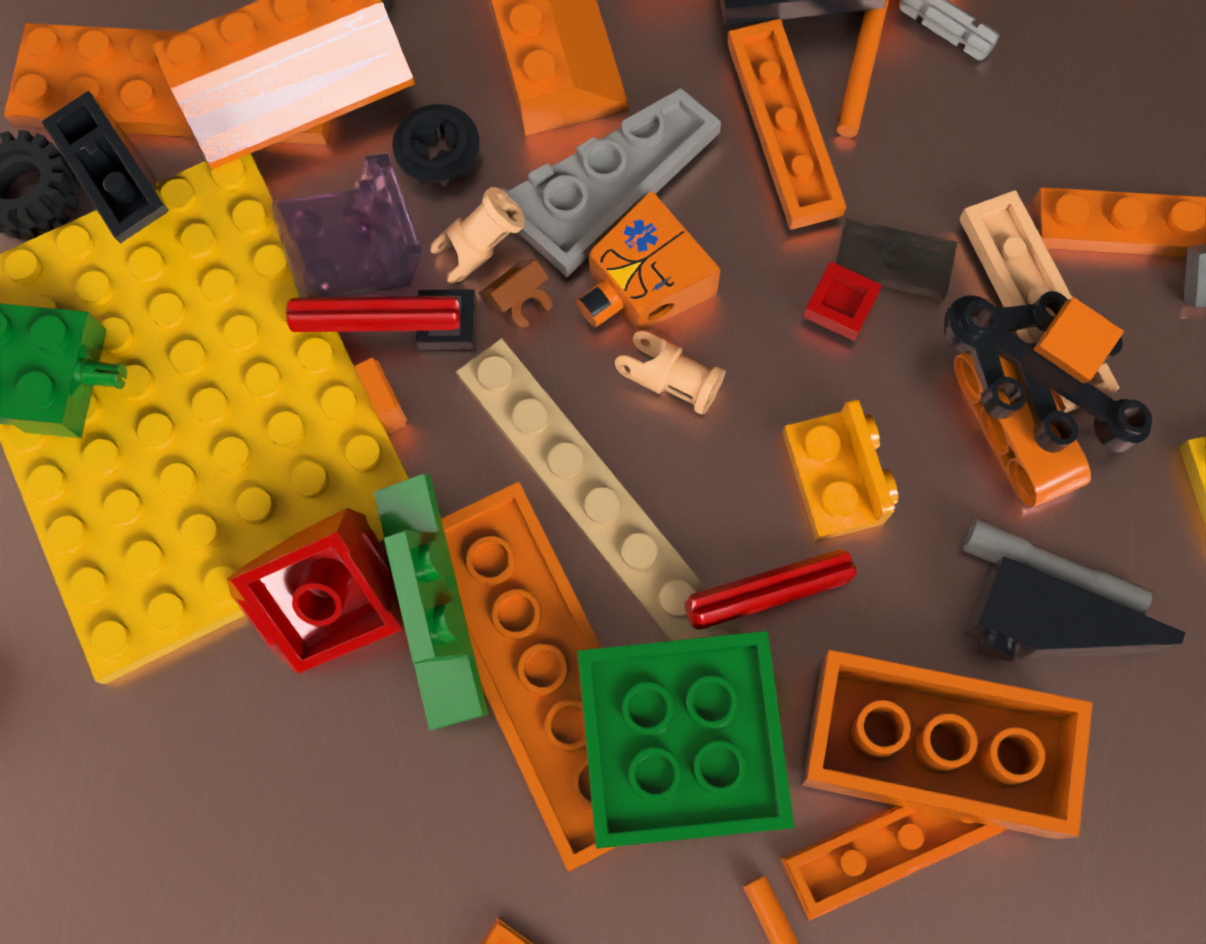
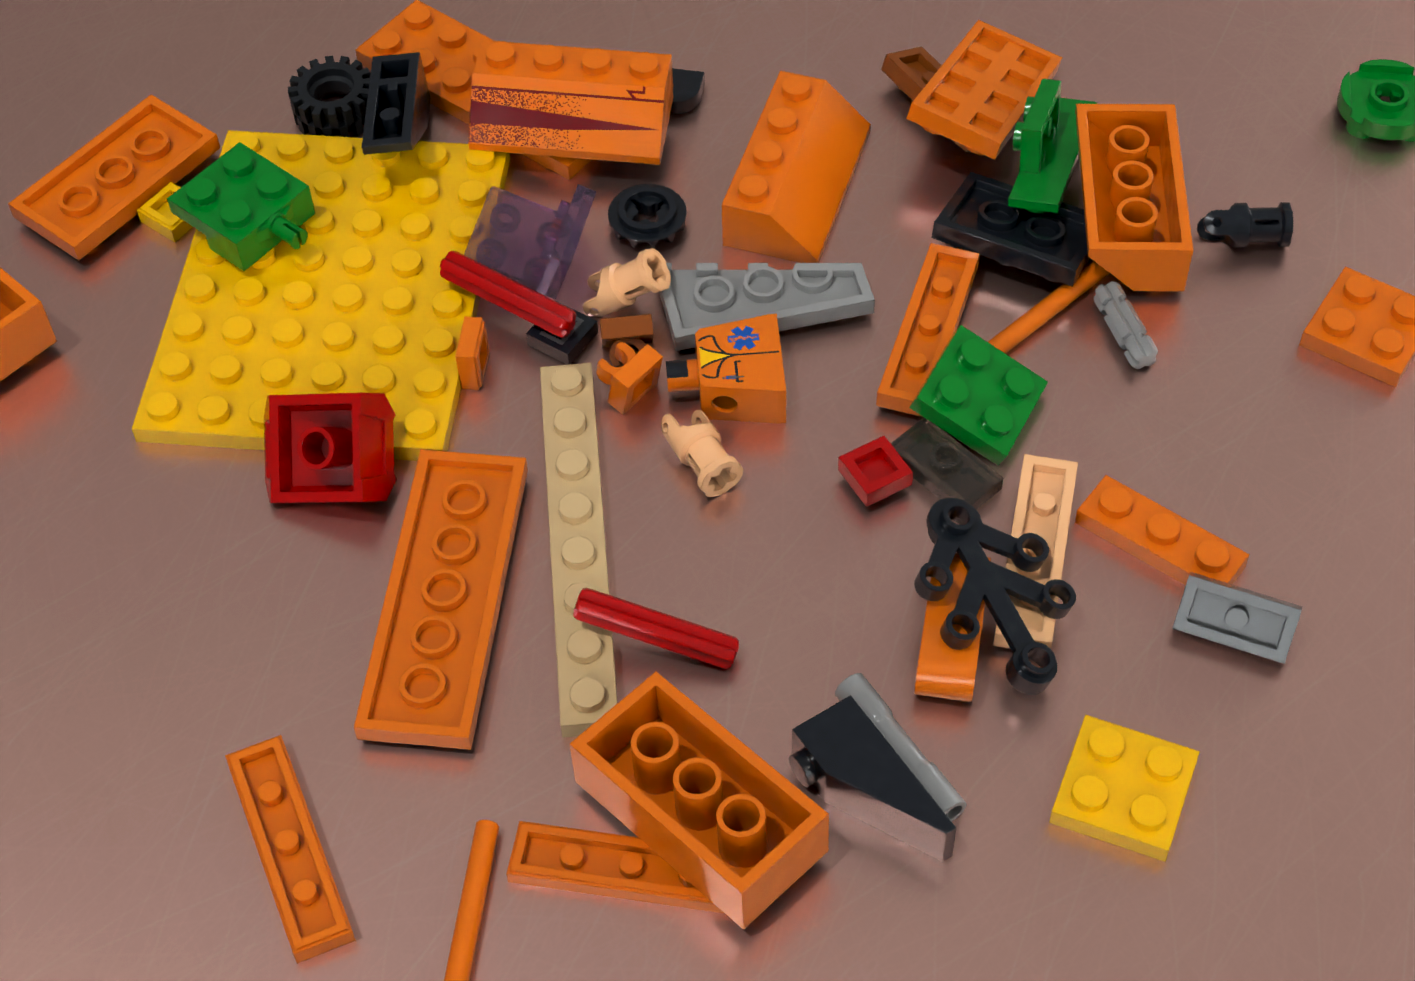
camera: 30 degrees right, 20 degrees down
(430, 602) = (391, 491): green bracket -> none
(556, 331) = (633, 379): none -> orange tile
(684, 740) = (504, 680): green plate -> none
(841, 472) = (777, 588): light orange bracket -> none
(881, 169) = (979, 395): none -> green plate
(1078, 340) = (1028, 574): orange tile -> none

